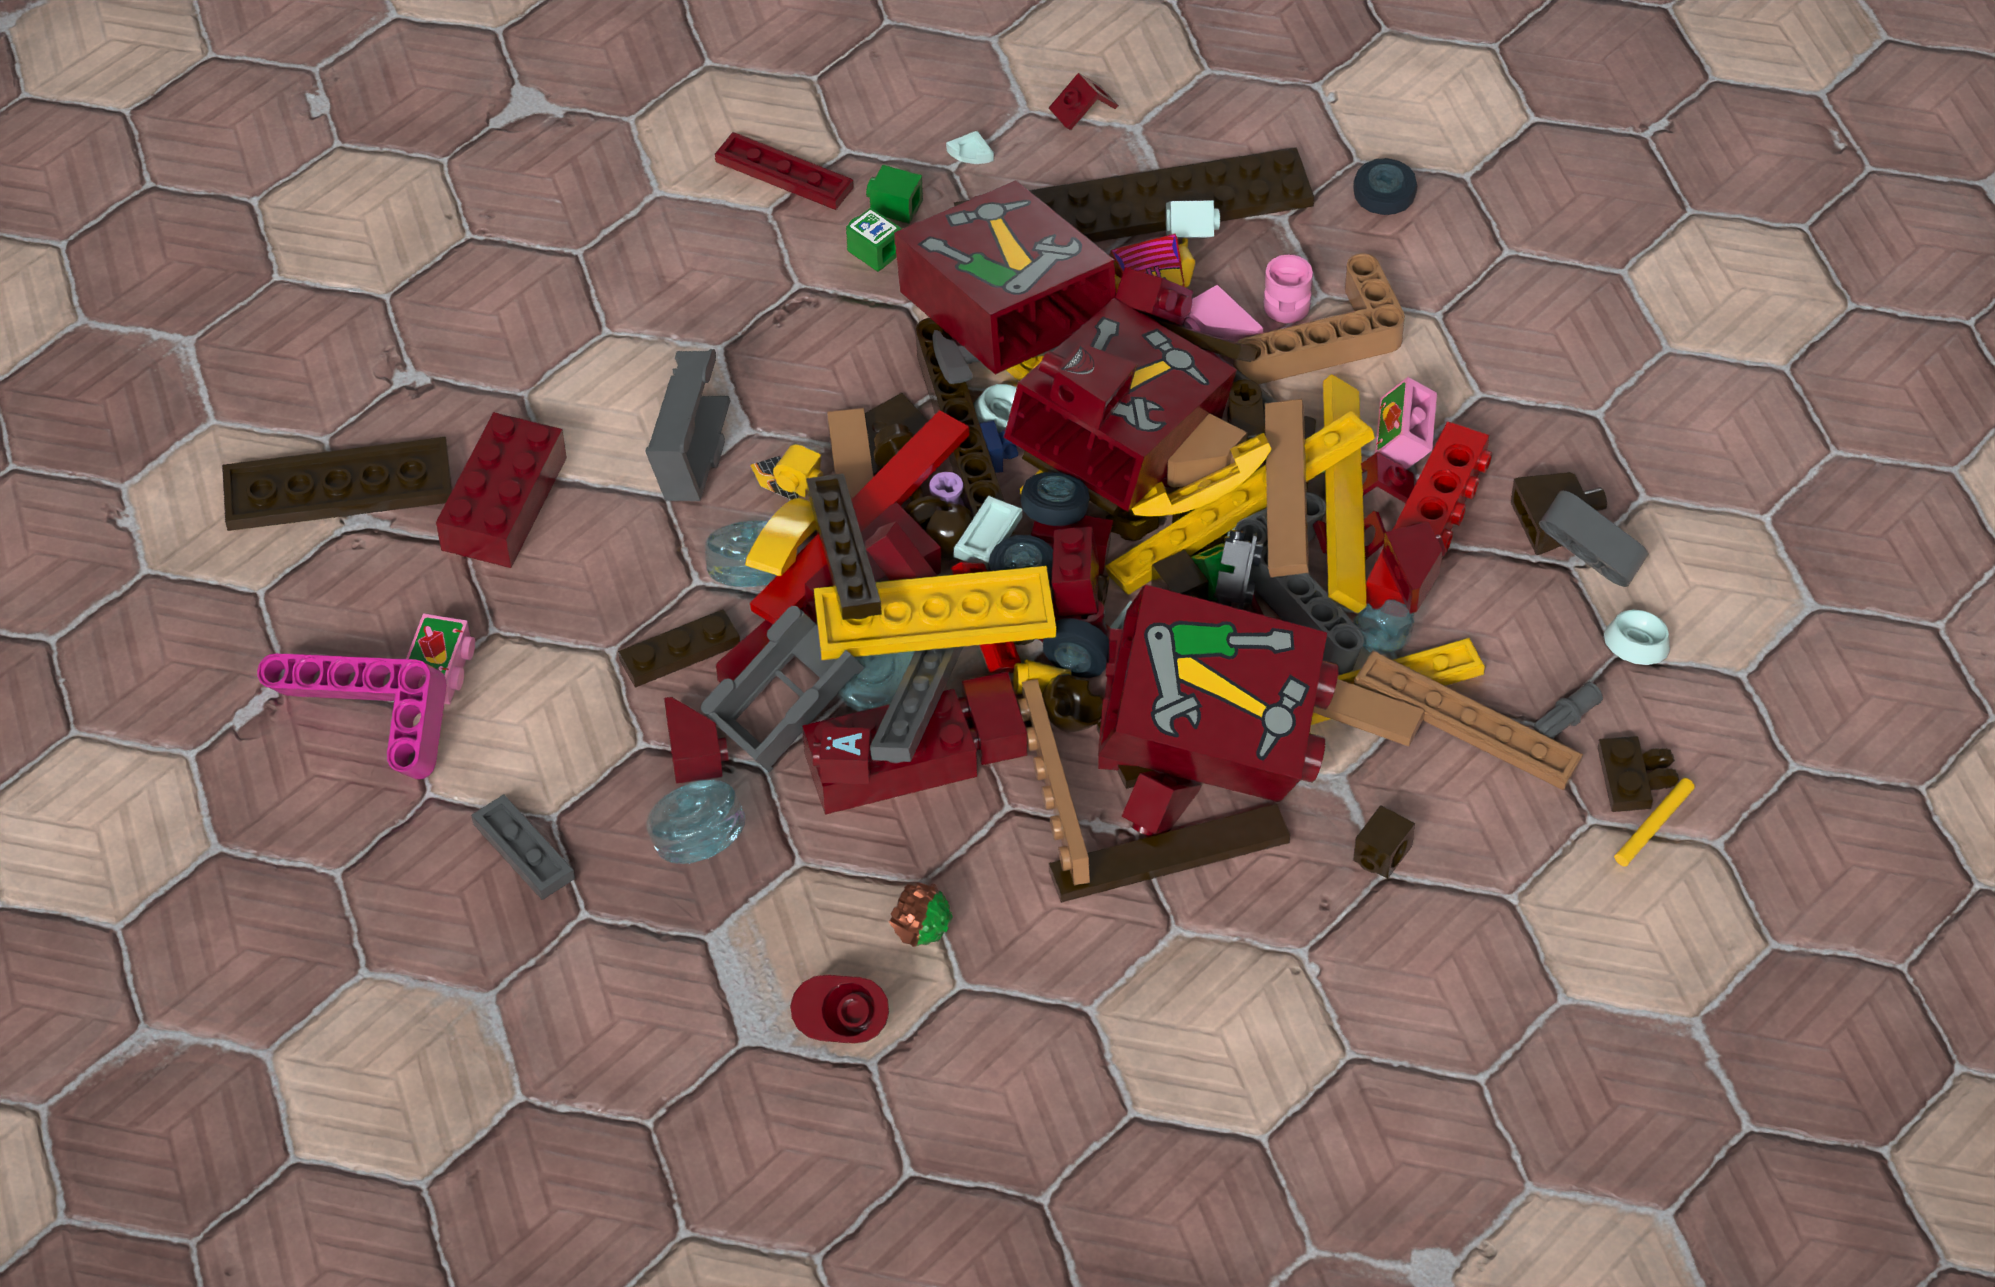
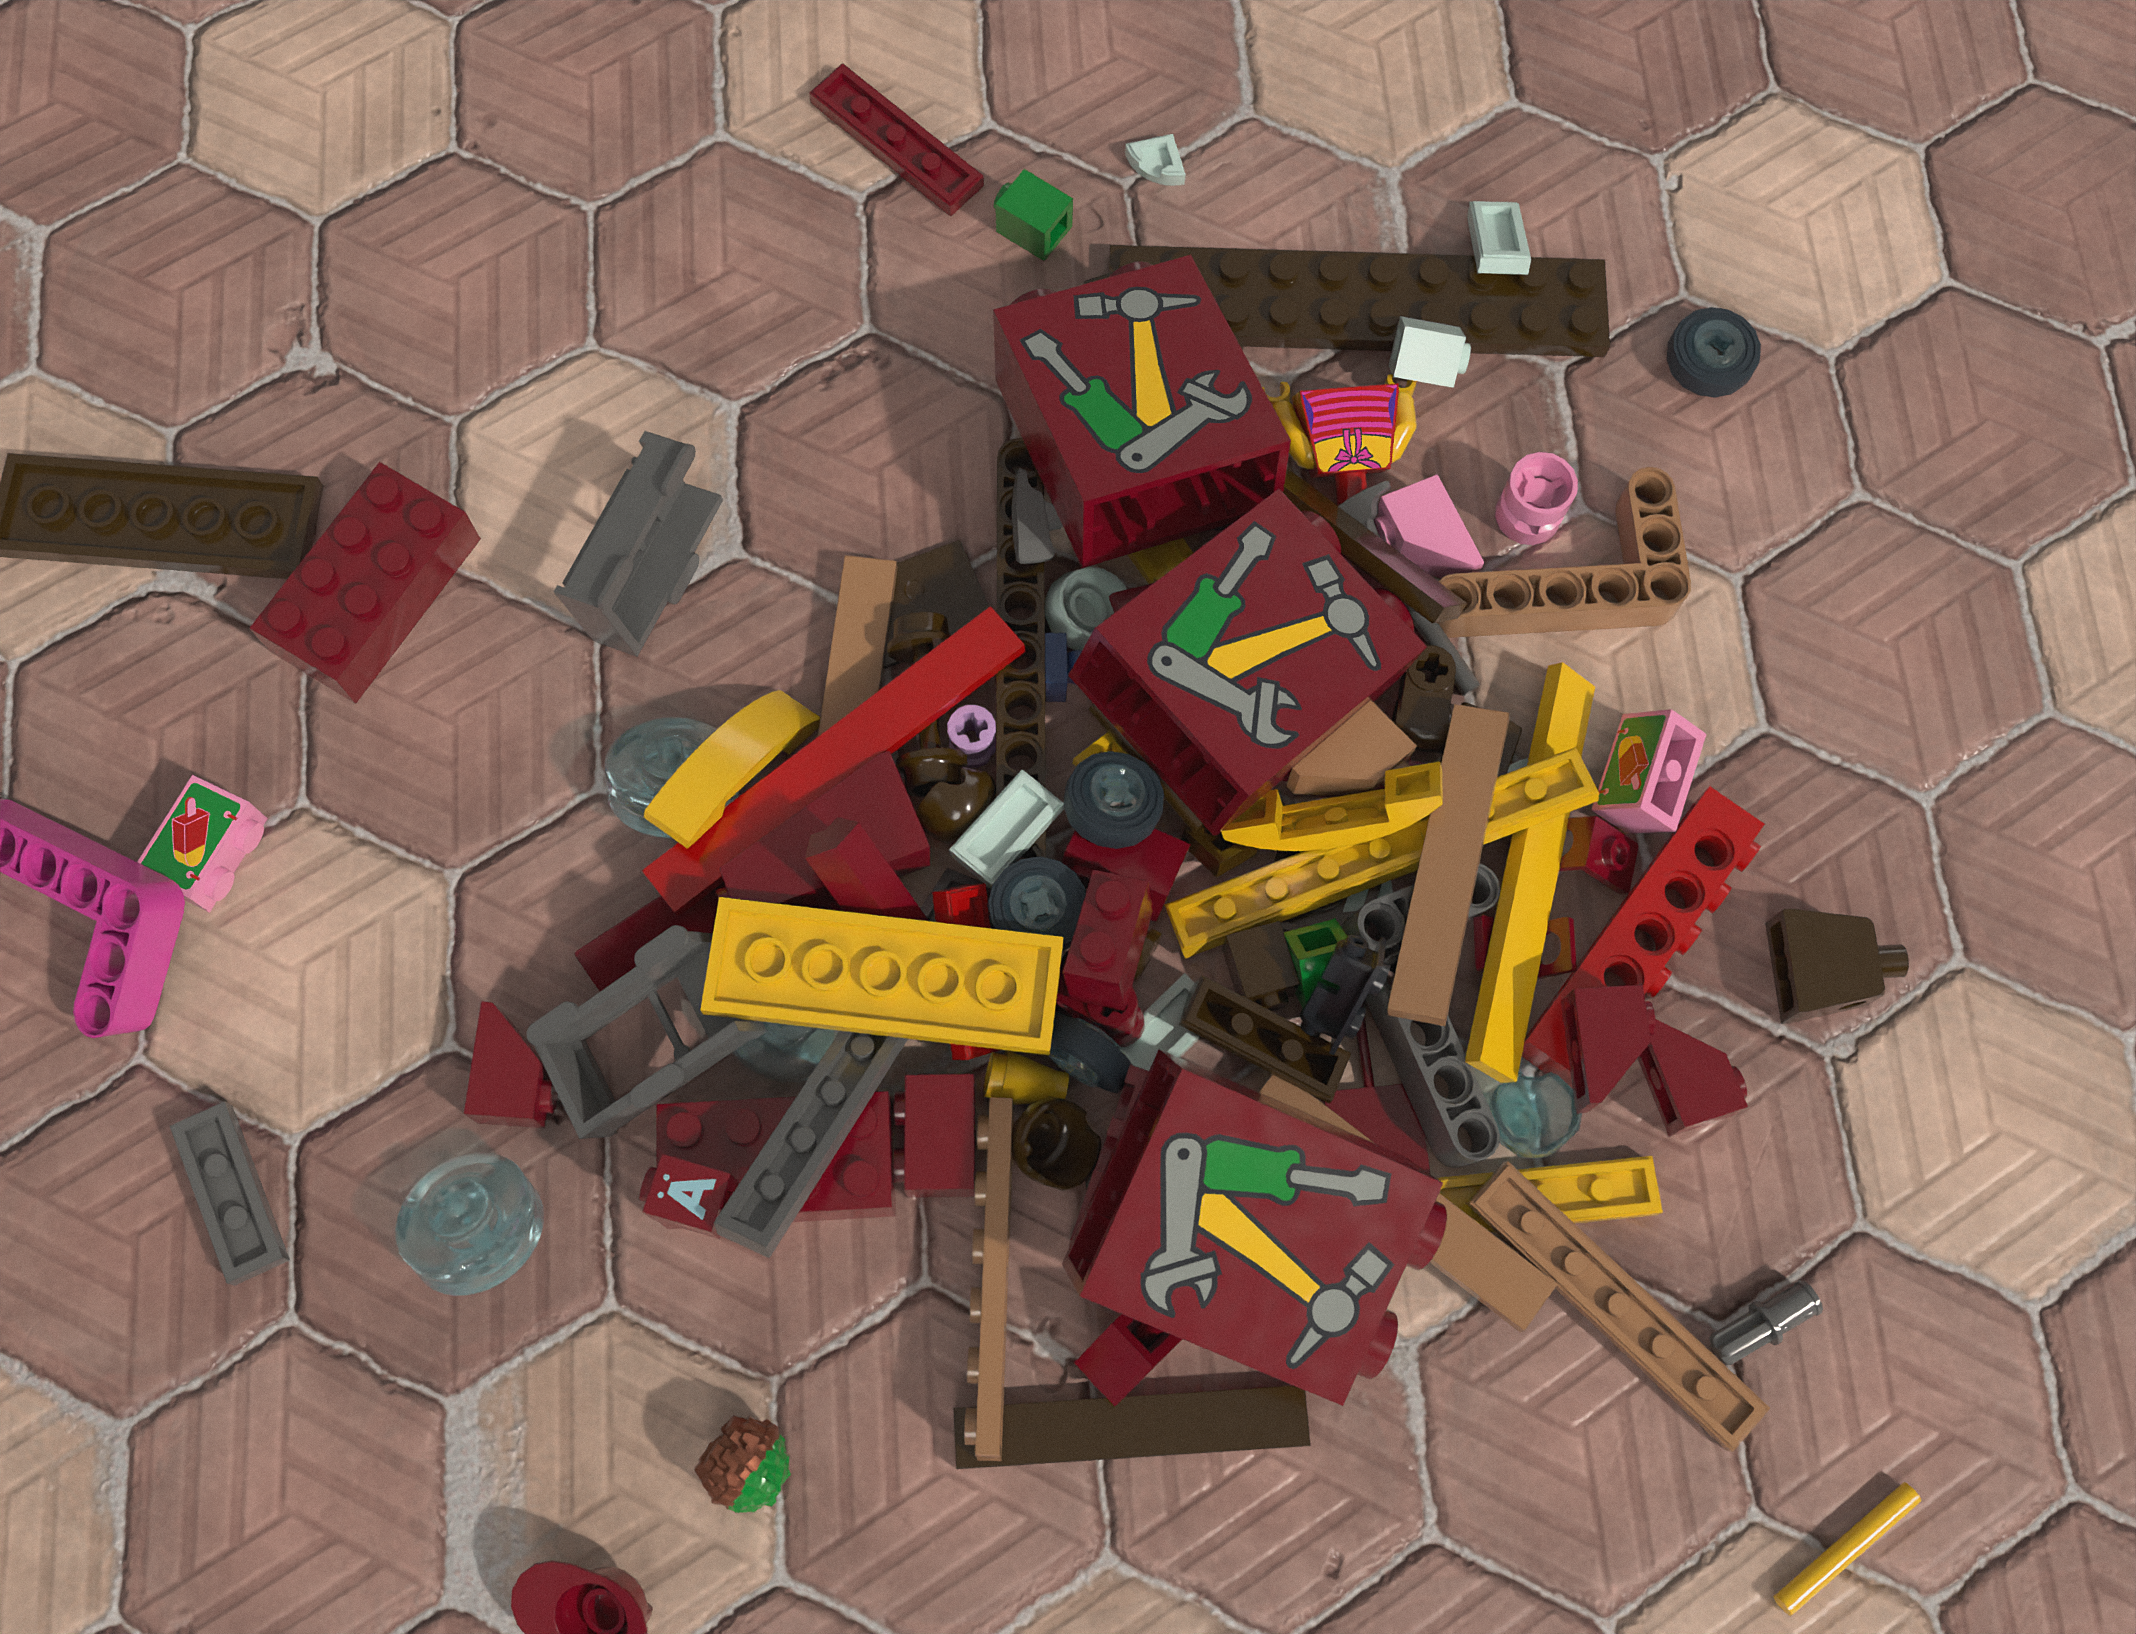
camera: 10 degrees right, 20 degrees up
(679, 648) = (541, 898): dark brown plate -> none
(764, 474) = (750, 639): sticker -> none
(795, 467) = (779, 645): yellow plate -> none
(843, 547) = (779, 839): dark brown plate -> none
(872, 239) = (983, 280): green brick -> none
(1078, 99) = (1324, 114): dark red bracket -> none
(1089, 382) = (1197, 655): dark red torso -> none
(1154, 296) = (1339, 490): dark red brick -> none
(1219, 146) = (1498, 237): none -> light aqua tile
(1383, 842) = (1441, 1499): dark brown brick -> none
(1479, 589) = (1690, 1080): none -> dark red slope
(1593, 538) = (1875, 1044): dark grey beam -> none
(1626, 773) = (1825, 1452): dark brown hinge -> none
(1638, 637) = (1881, 1231): light aqua hat -> none

